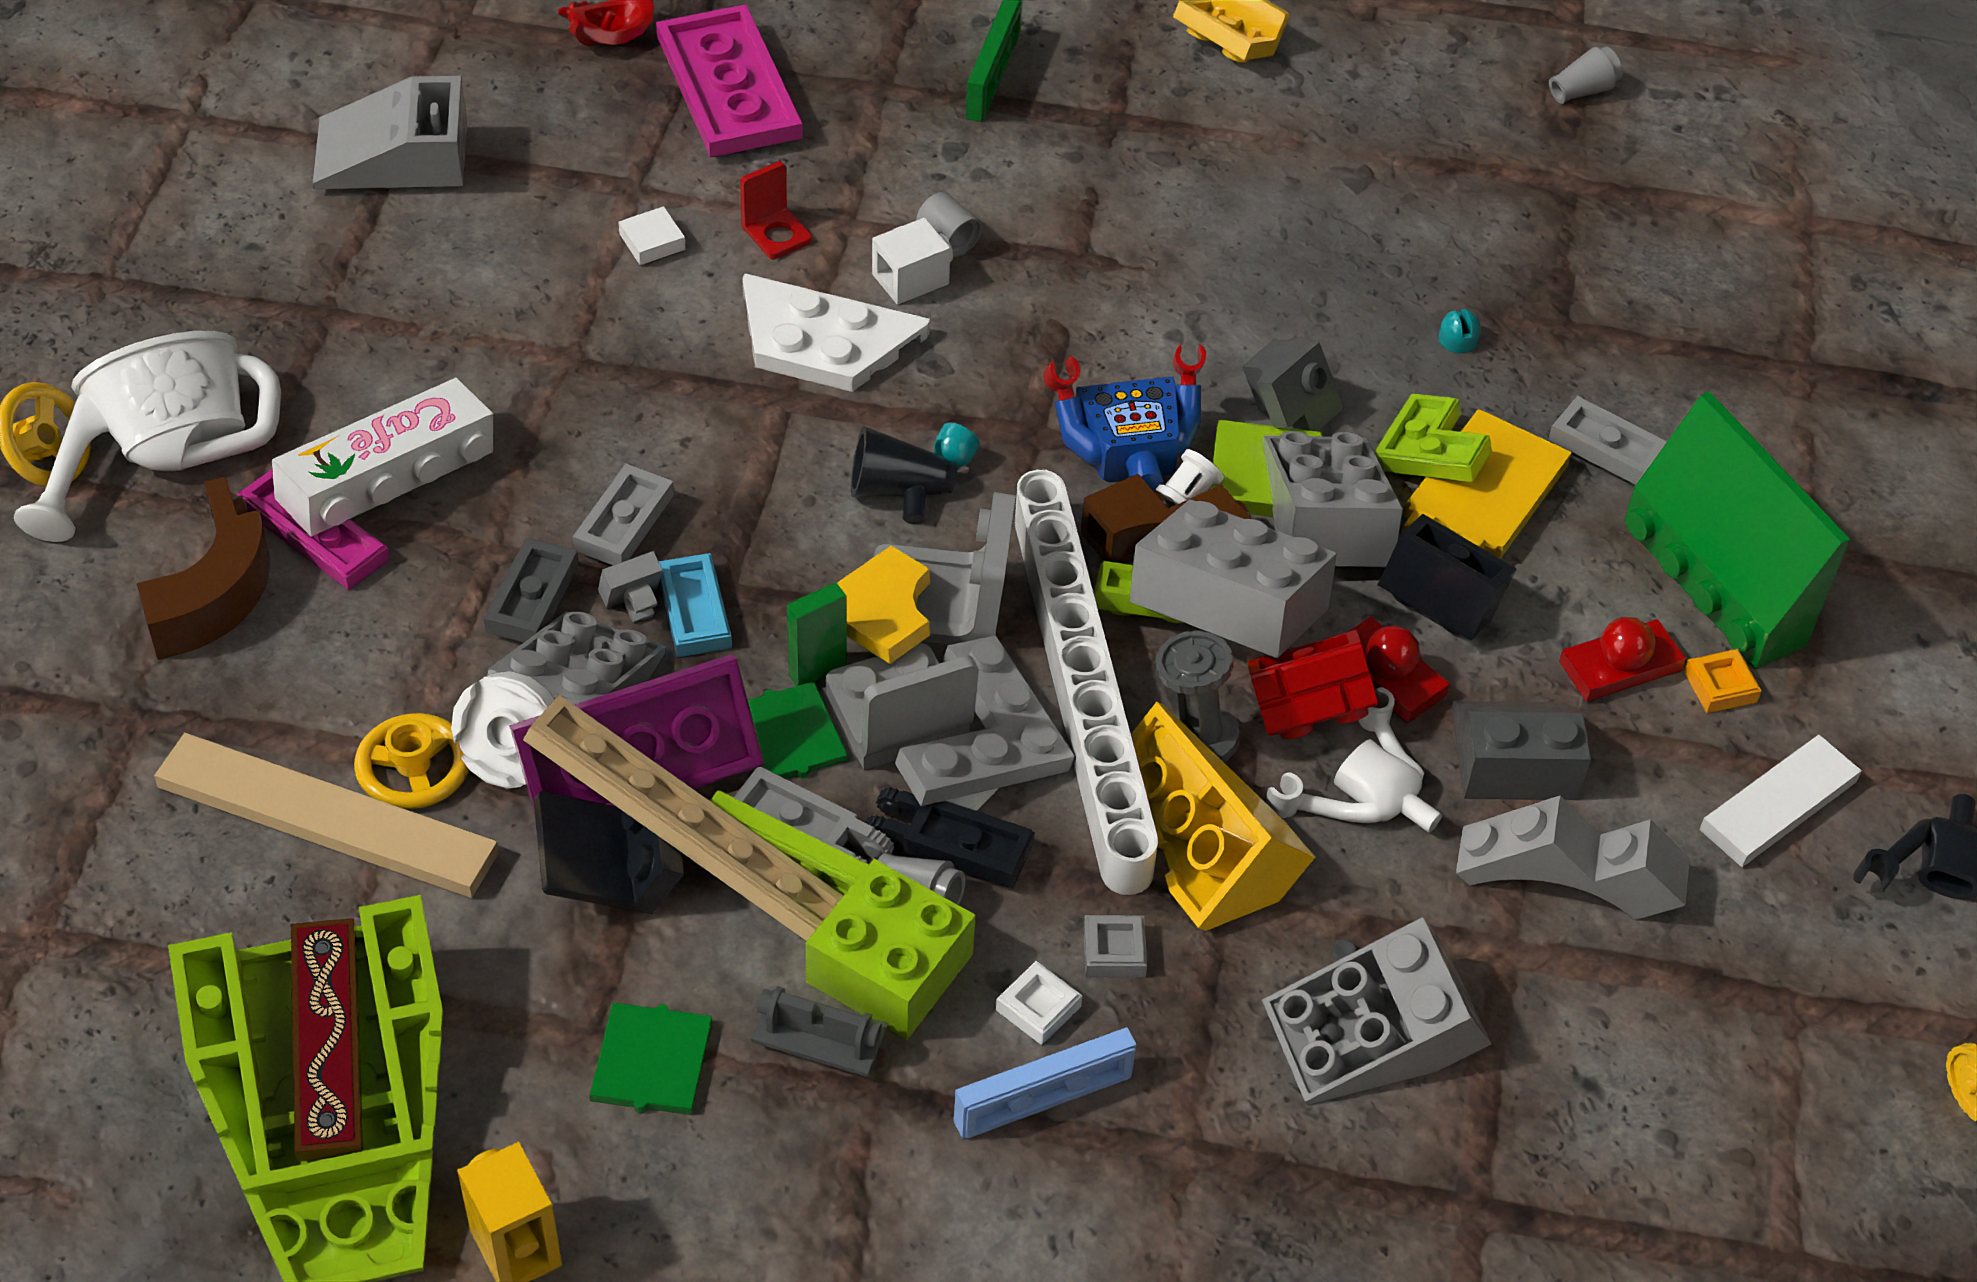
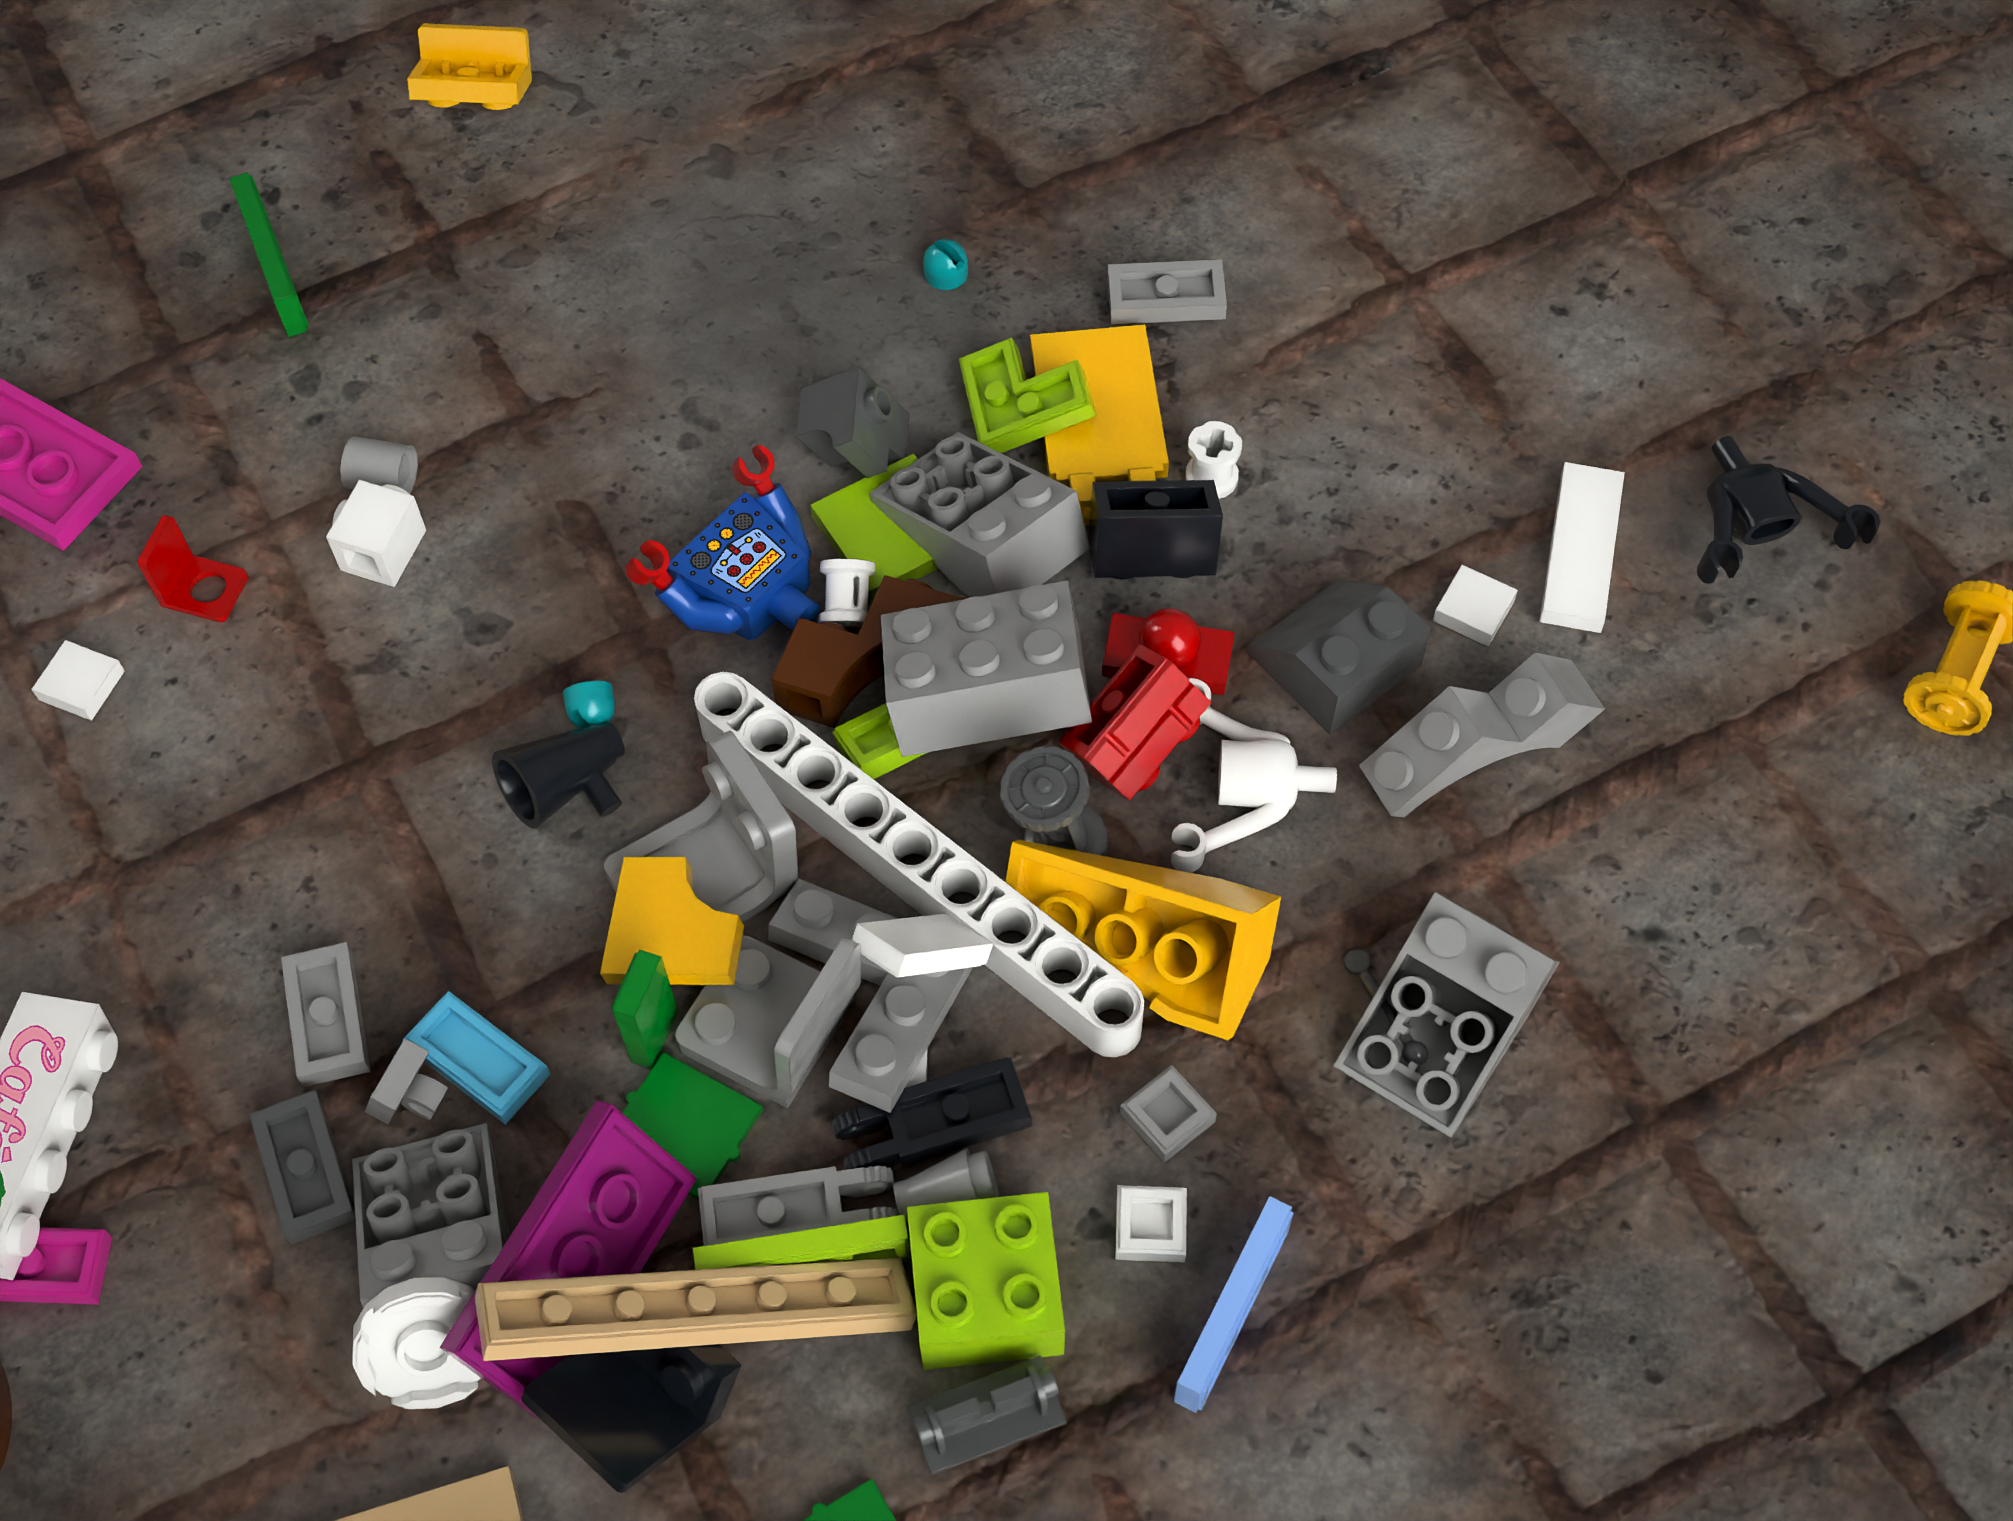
camera: 35 degrees left, 10 degrees up
(409, 750) = (313, 1436): yellow piece -> none
(824, 334) = (349, 671): white wing -> none
(1028, 710) = (921, 945): none -> white tile
(1539, 559) = (1214, 456): none -> white bush
(1622, 658) = (1350, 502): red tile -> none
(1655, 784) = (1475, 605): none -> white tile
(1722, 681) = (1444, 464): light orange tile -> none
(1737, 534) = (1367, 314): green slope -> none

